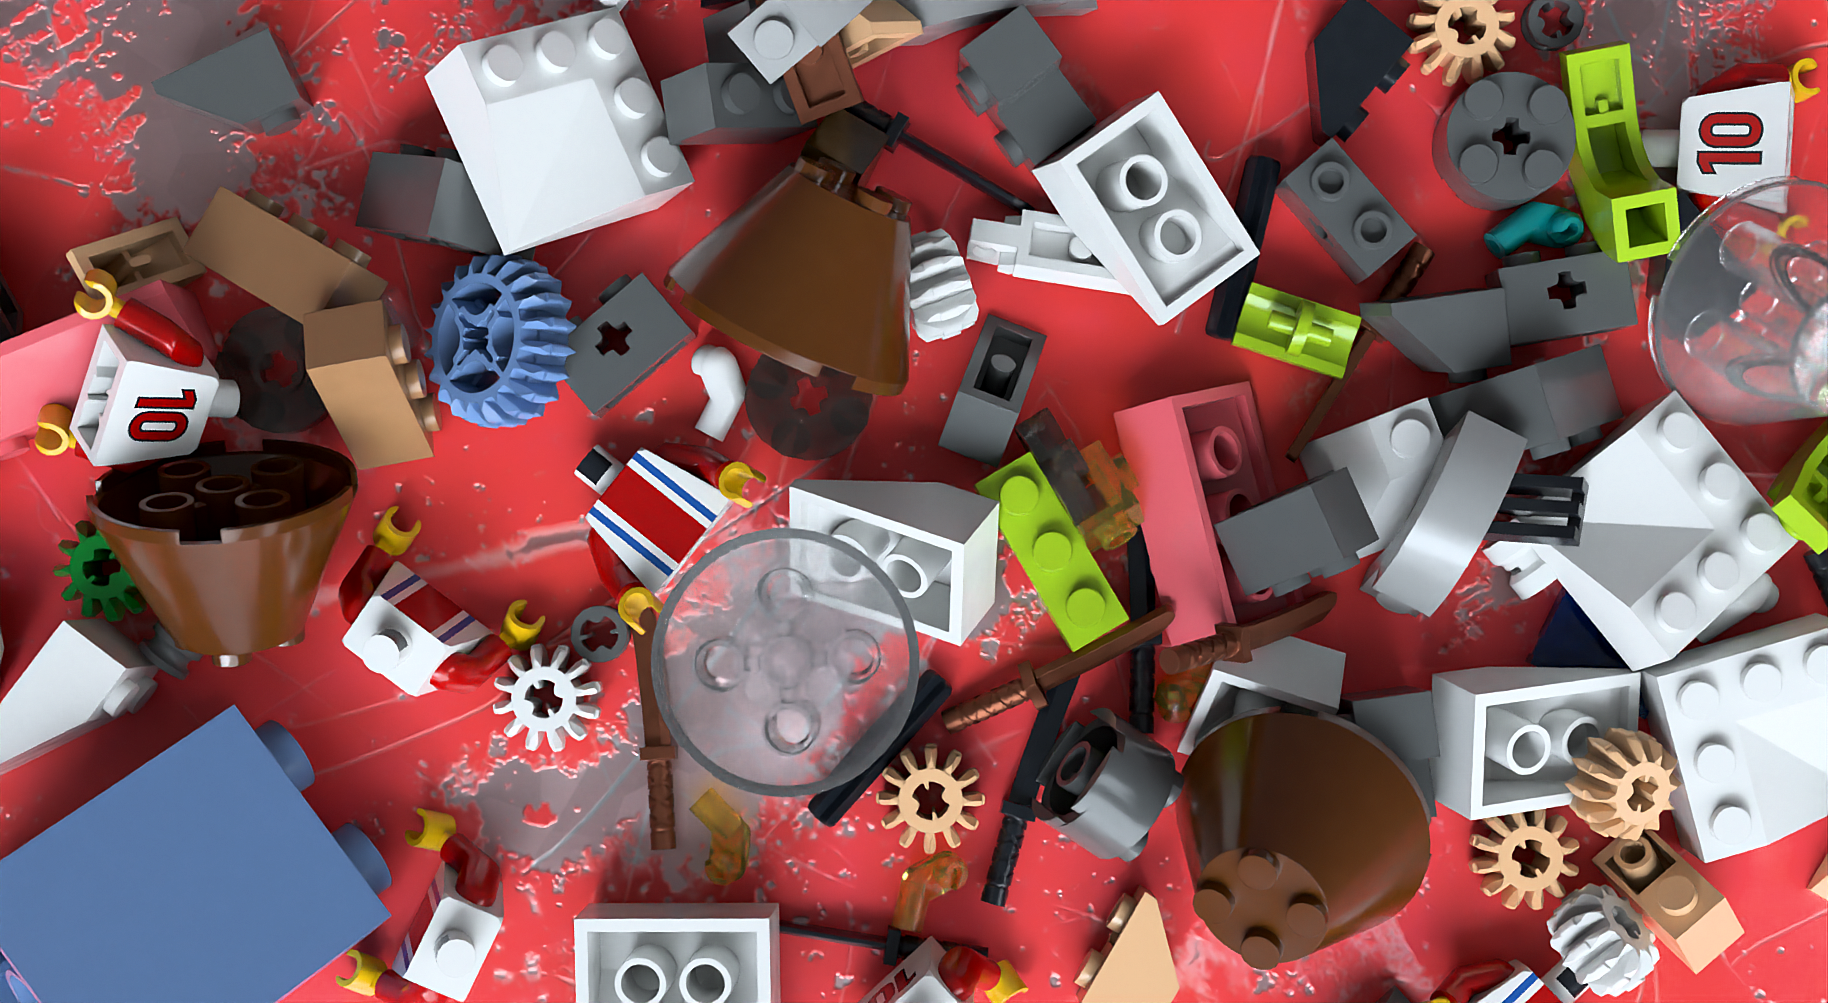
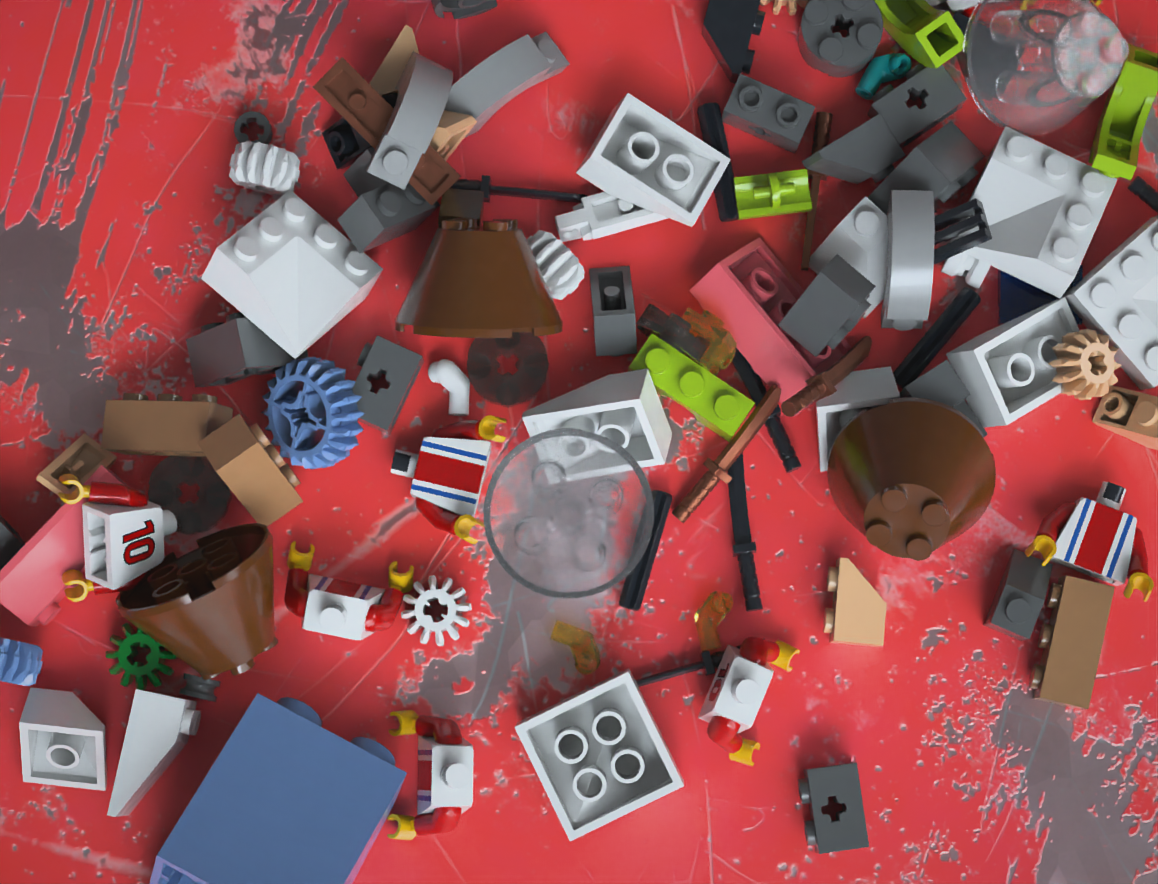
camera: 25 degrees left, 5 degrees down
(243, 86) = (90, 339): dark grey slope -> none
(604, 652) = (442, 550): dark grey bush -> none
(655, 734) = (515, 612): copper sword -> none
(950, 793) = (700, 556): light nougat gear -> none
(1019, 85) = (549, 130): dark grey brick -> none
(1106, 786) = (788, 506): dark grey brick -> none
(1179, 692) = (805, 432): clear yellow arm -> none
(1429, 640) = (936, 337): none -> black axle
(1506, 874) = (1042, 447): light nougat gear -> none
(1603, 940) = (1118, 461): white gear -> none
(1757, 598) = (1109, 224): white arm -> none

